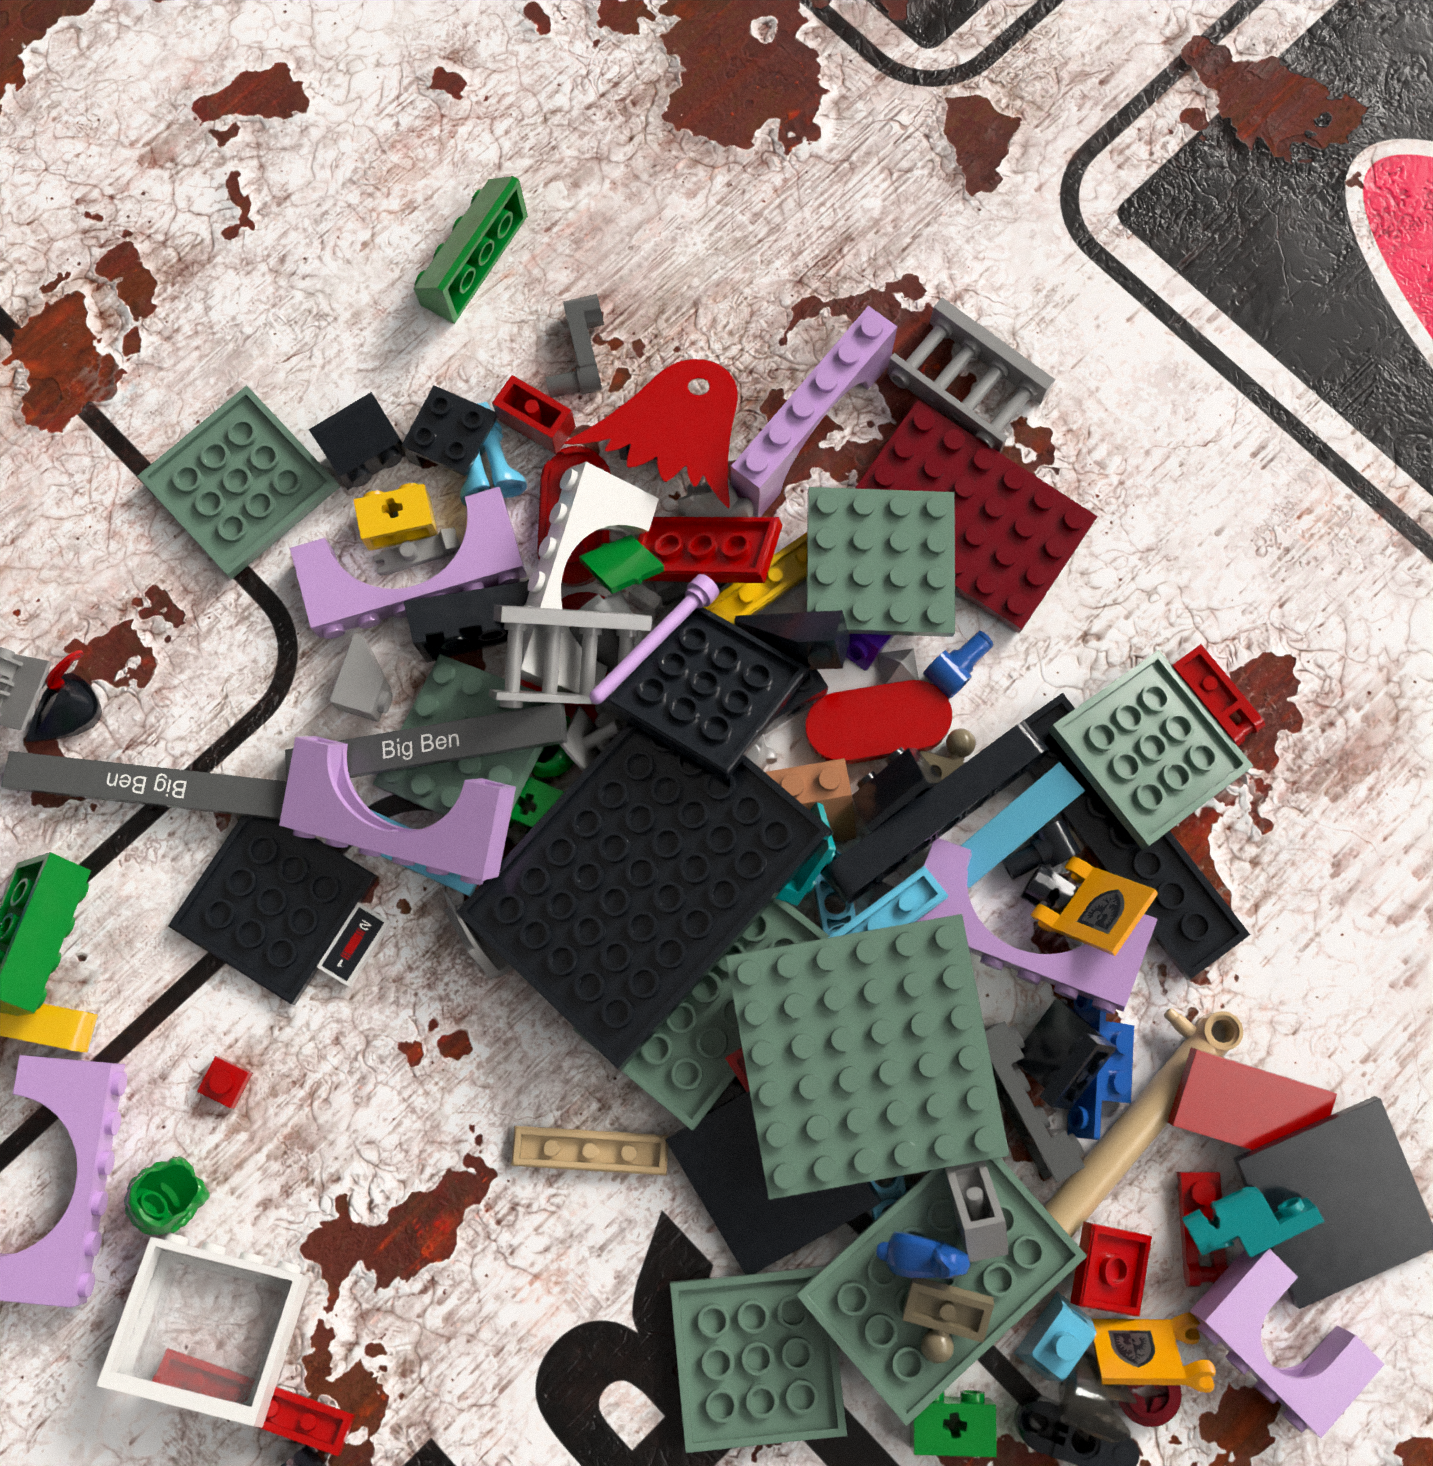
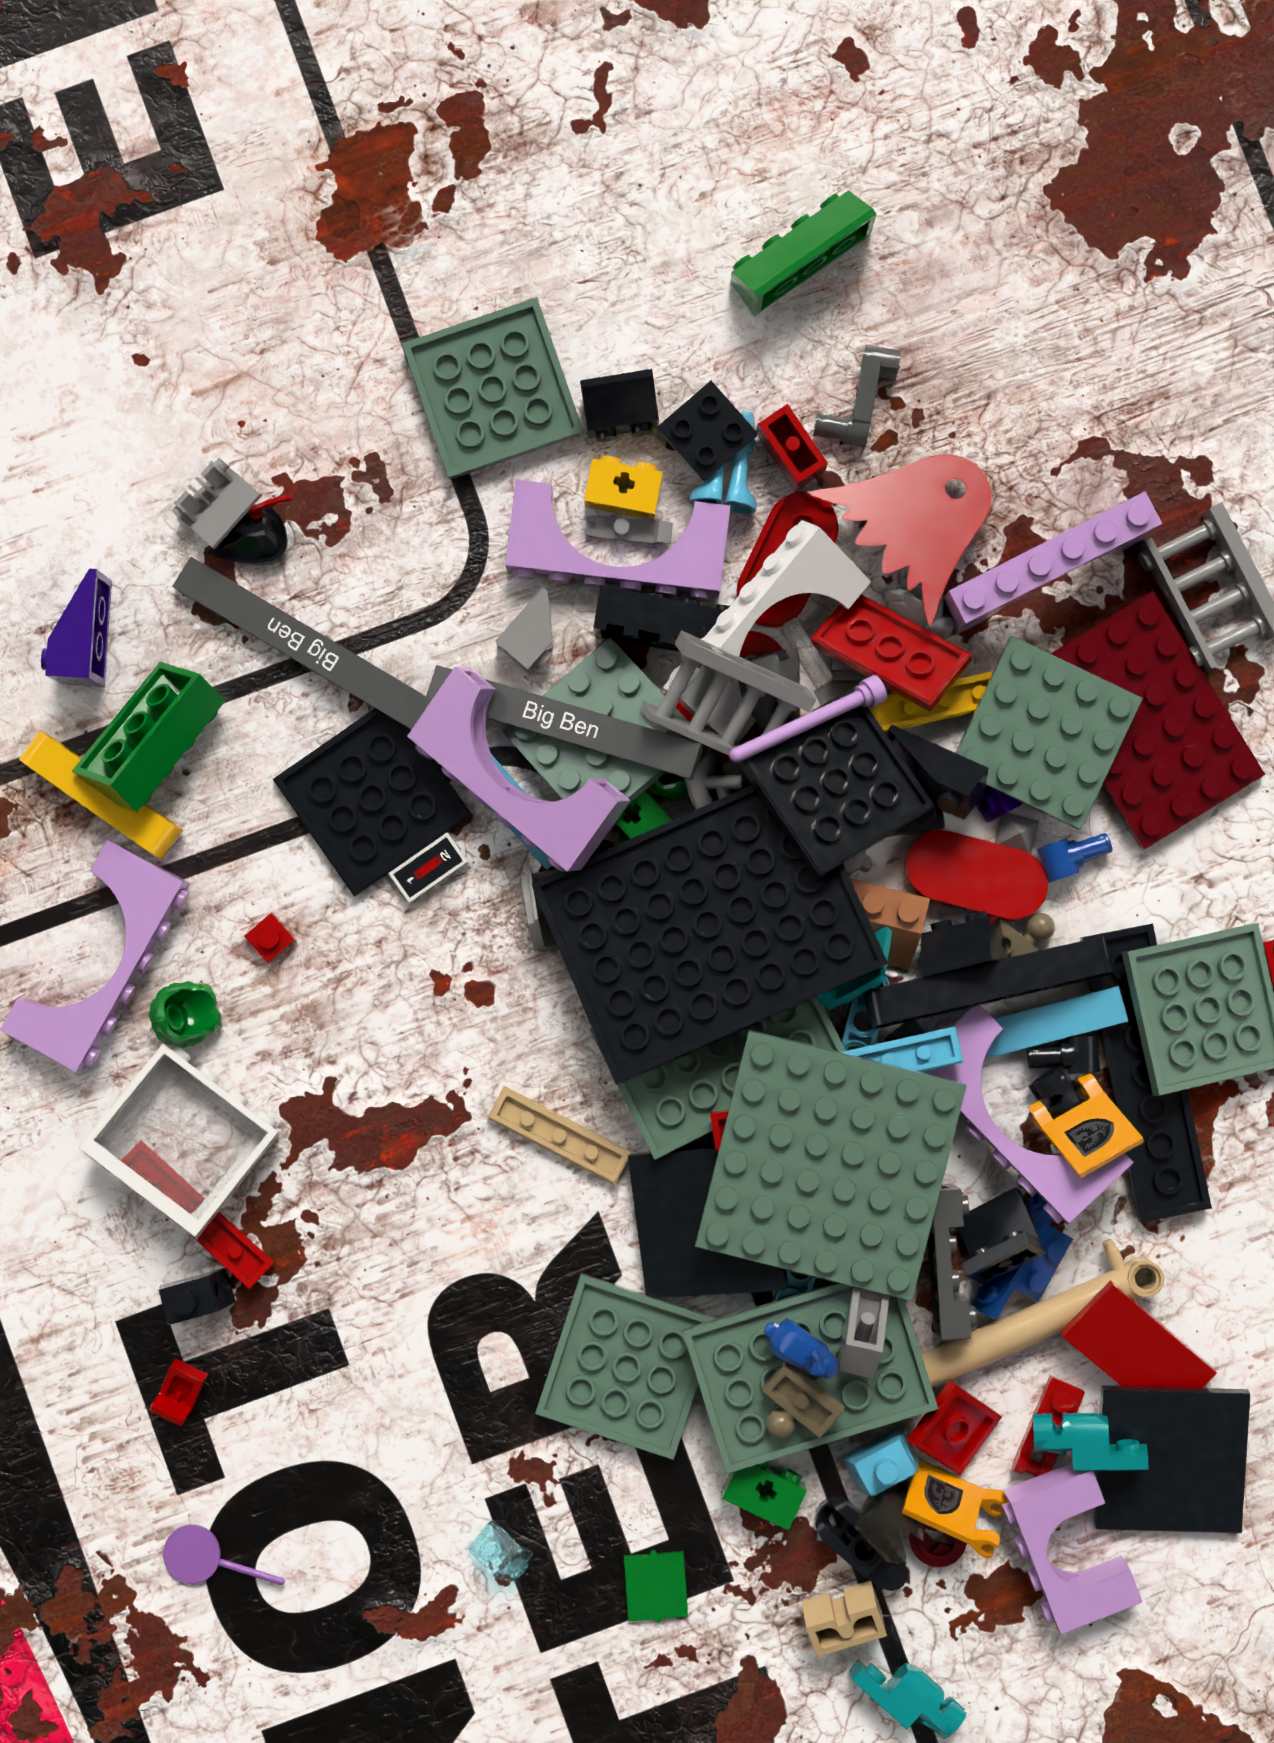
camera: 25 degrees right, 10 degrees up
(621, 564) = (810, 631): green piece -> none

